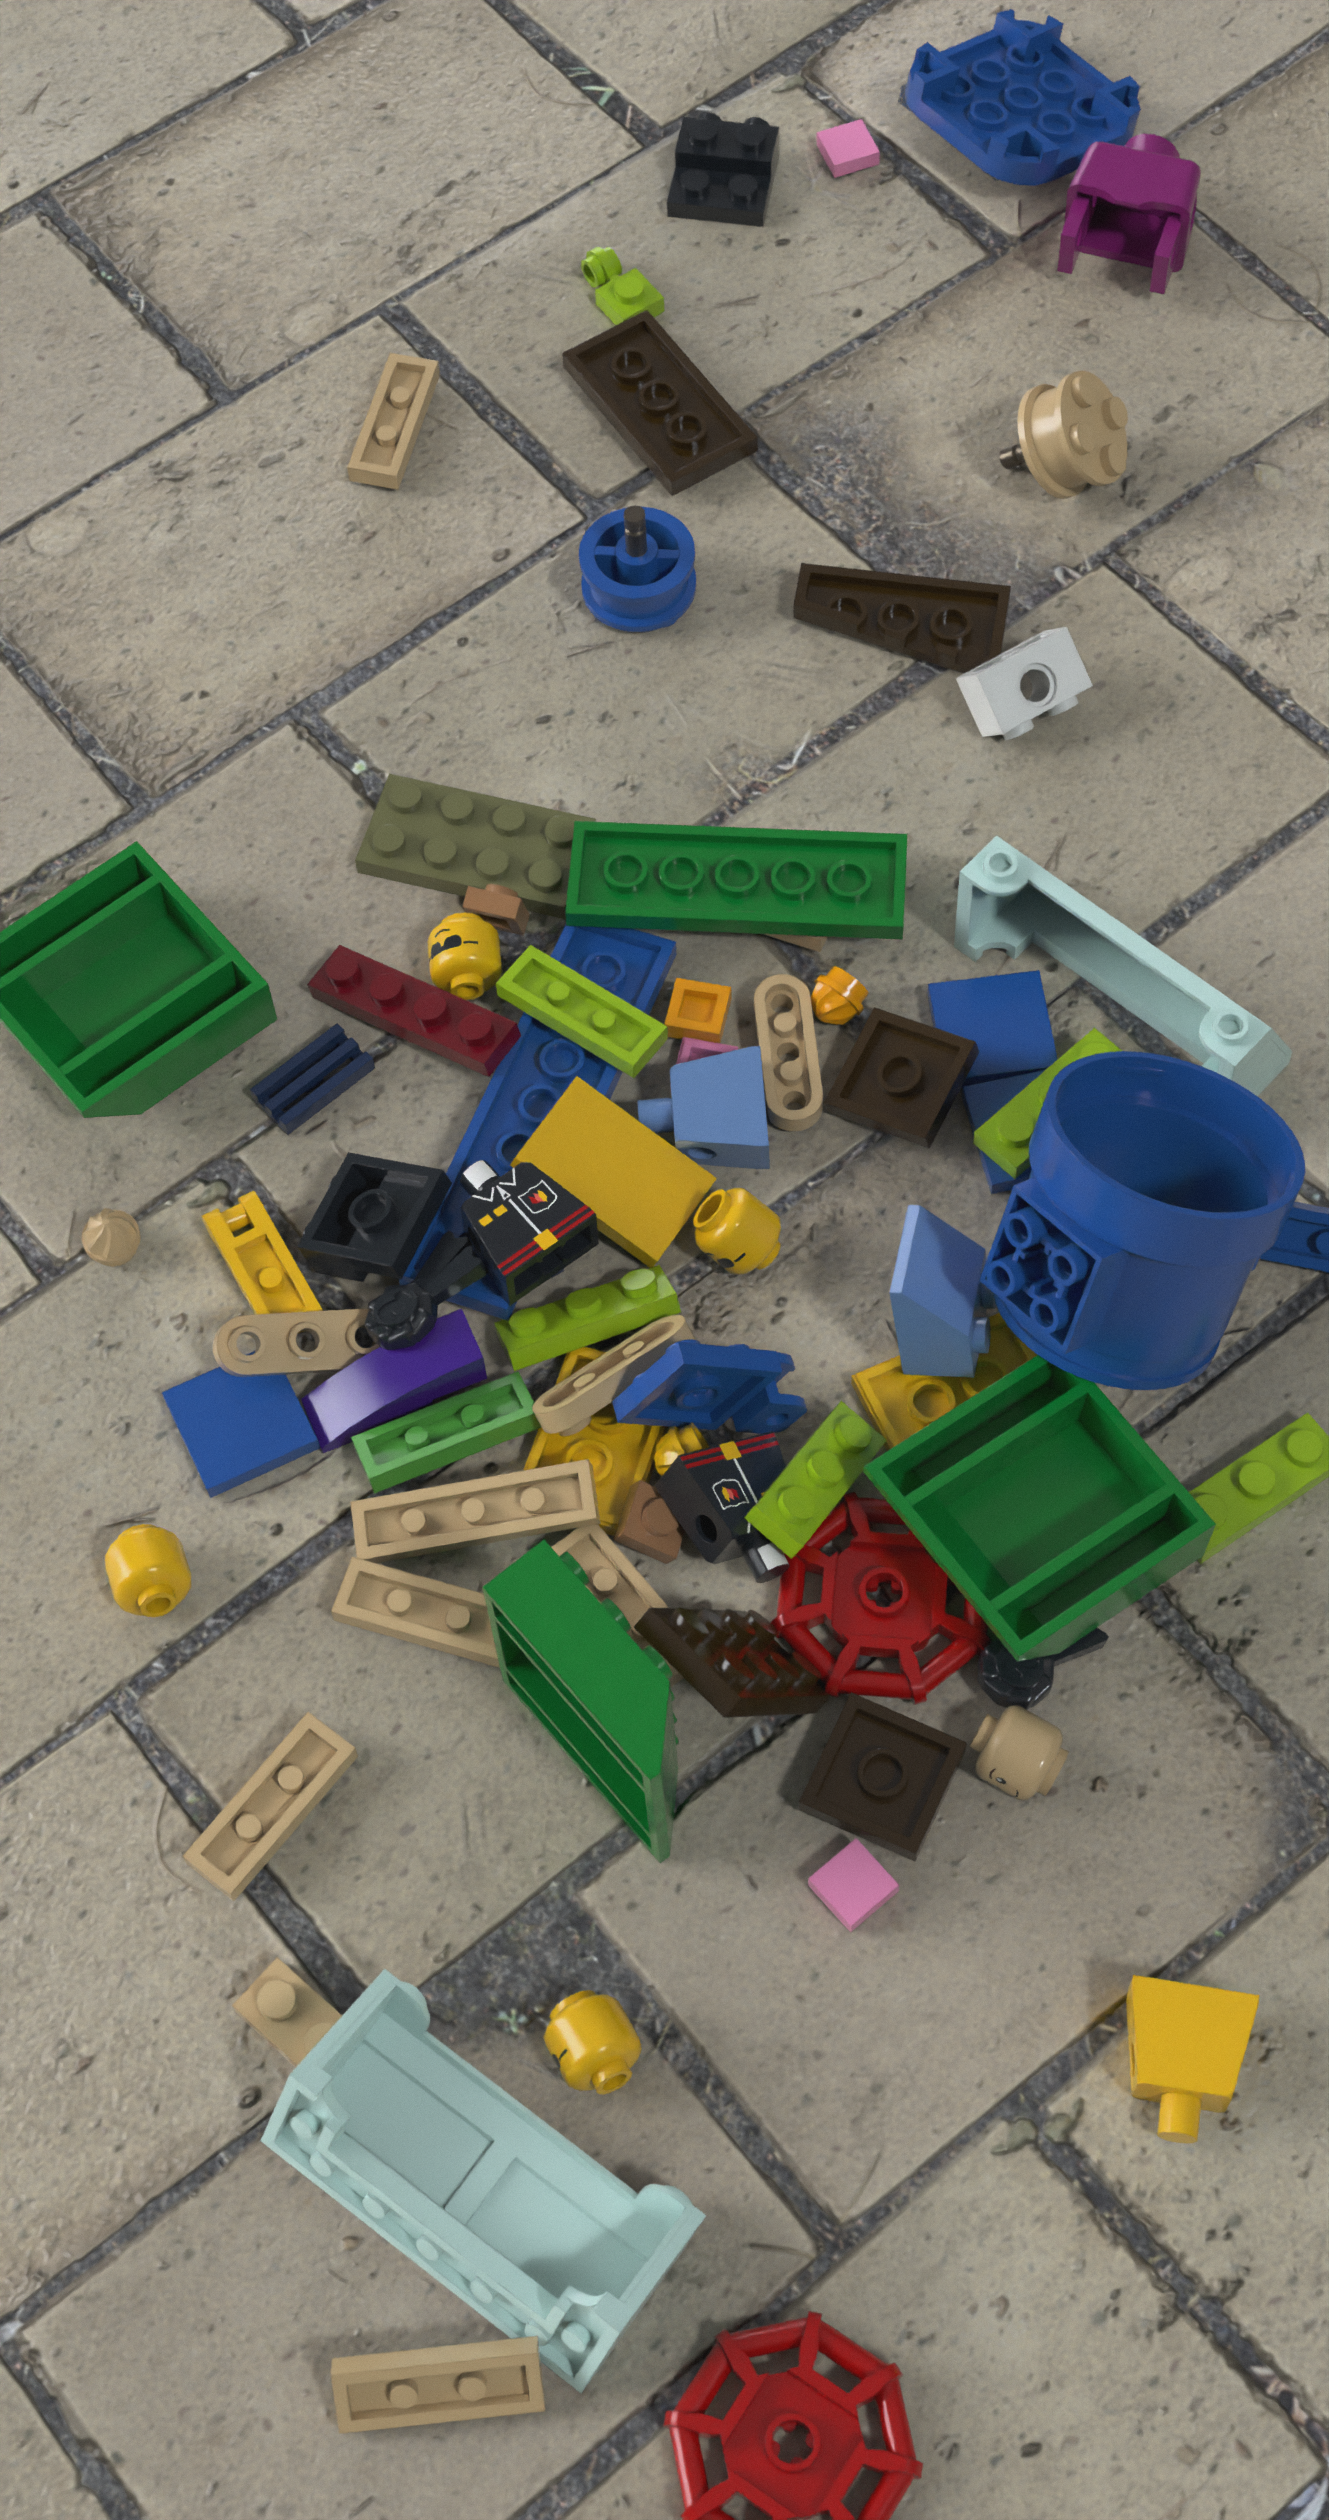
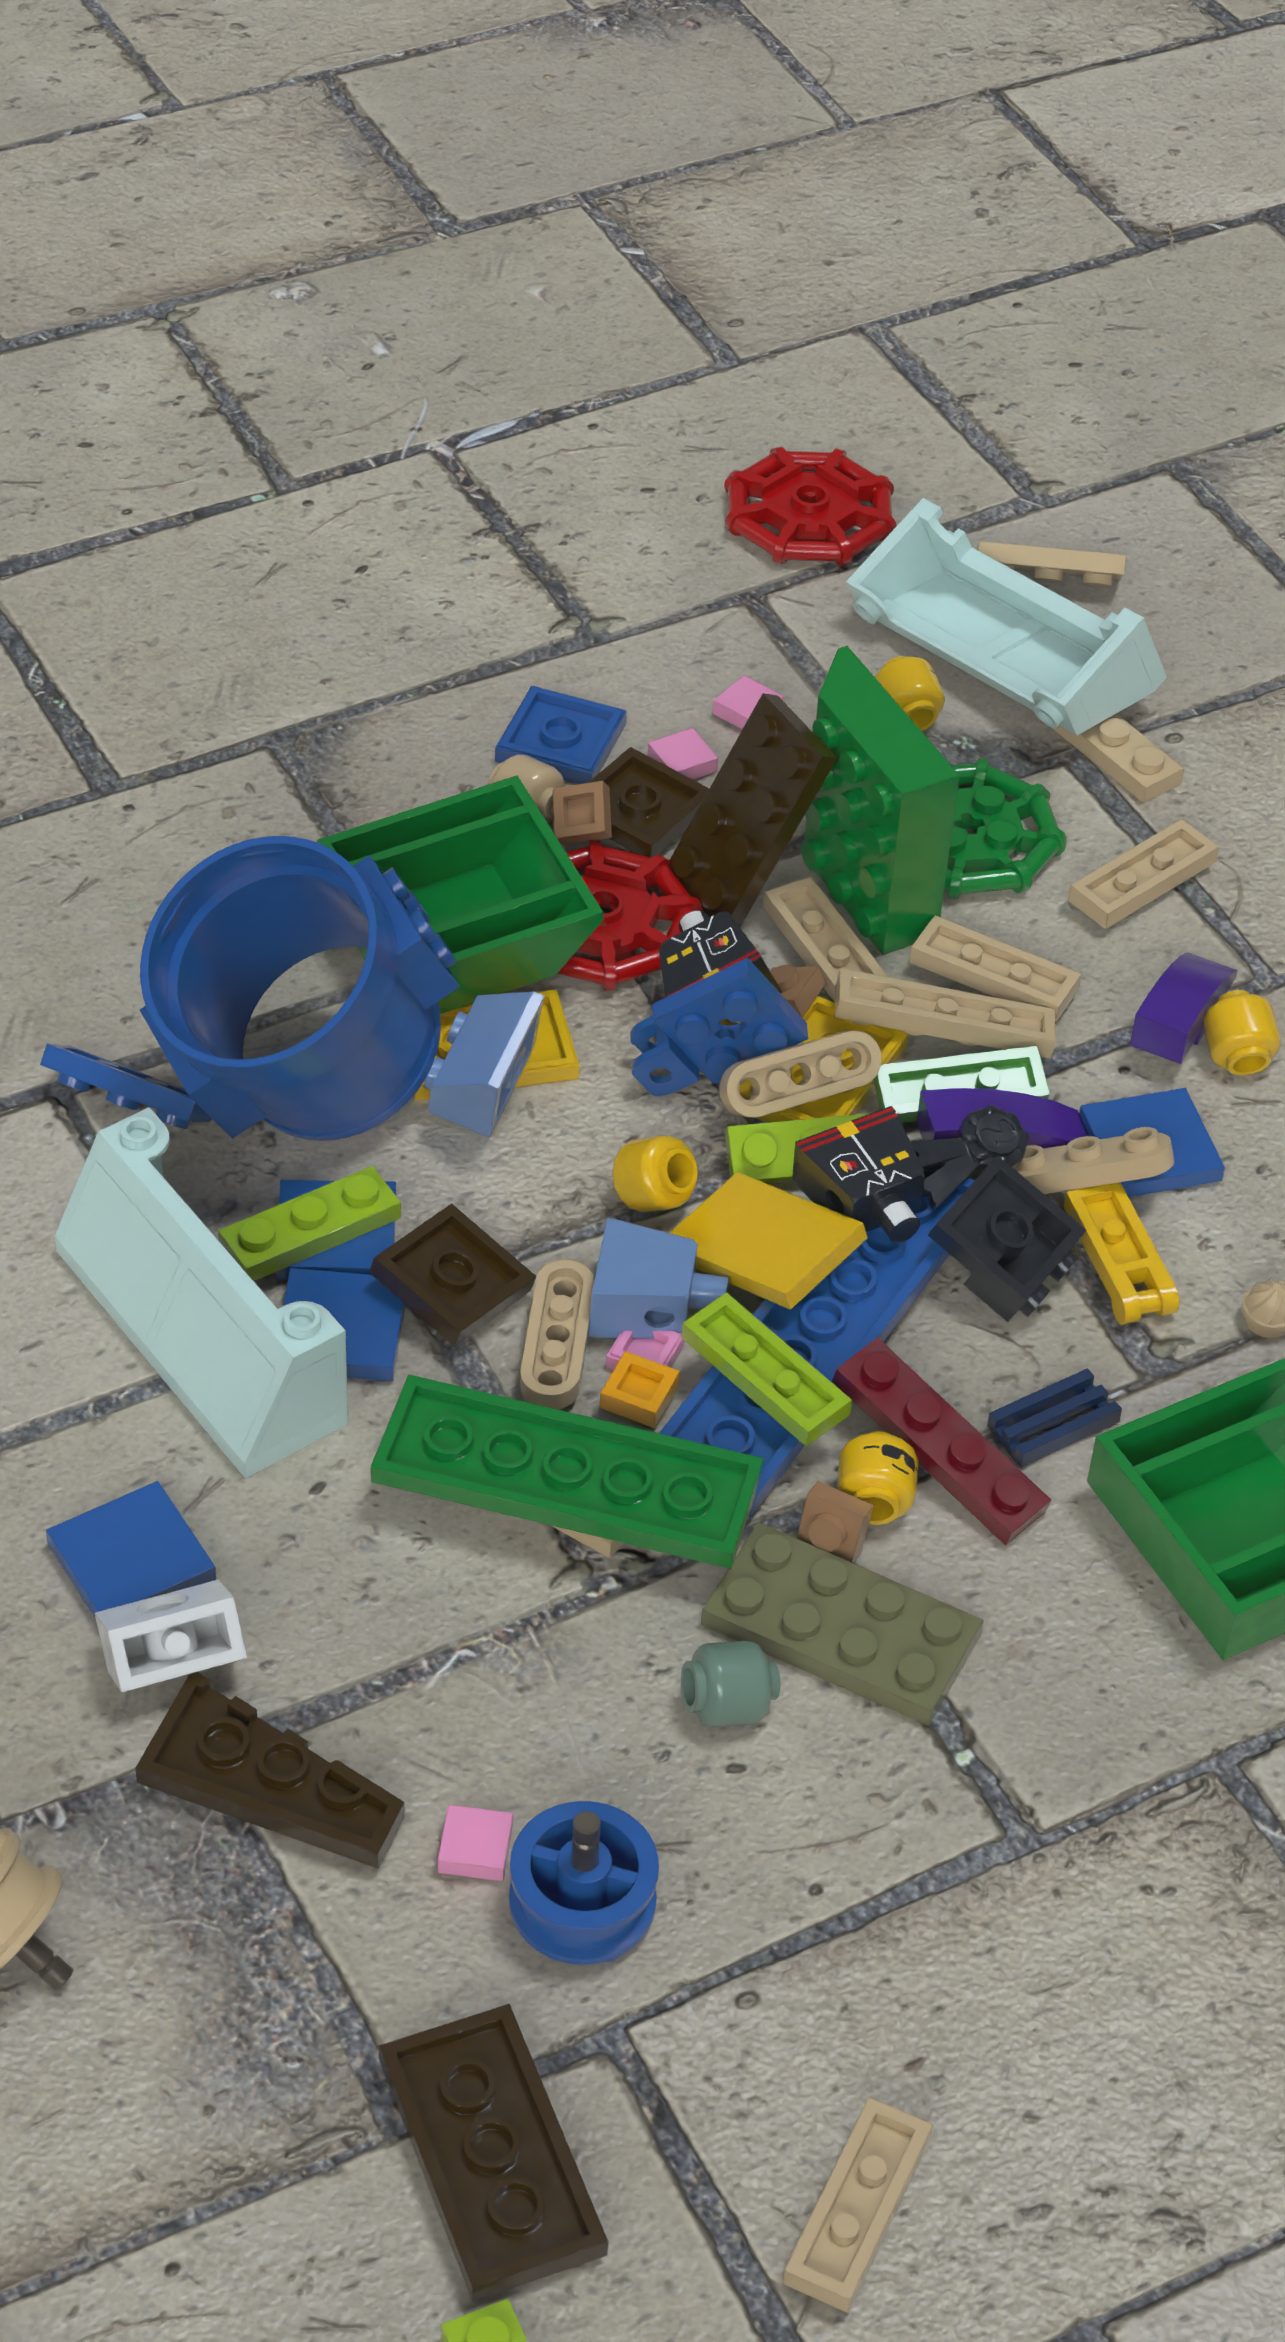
camera: 175 degrees left, 15 degrees down
(212, 1605) = (1176, 1006): none -> dark purple slope
(471, 1875) = (983, 859): none -> green plate
(558, 750) = (729, 1683): none -> sand green head
(732, 608) = (475, 1843): none -> bright pink tile
(793, 2002) = (739, 701): none -> bright pink tile
(815, 1479) = (638, 968): lime plate -> none
(837, 997) = (489, 1368): light orange plate -> none
(940, 1703) = (582, 812): none -> medium nougat plate
(1010, 1890) = (563, 733): none -> blue tile
(1091, 775) = (130, 1550): none -> blue tile
(1186, 2049) = (462, 622): yellow torso -> none

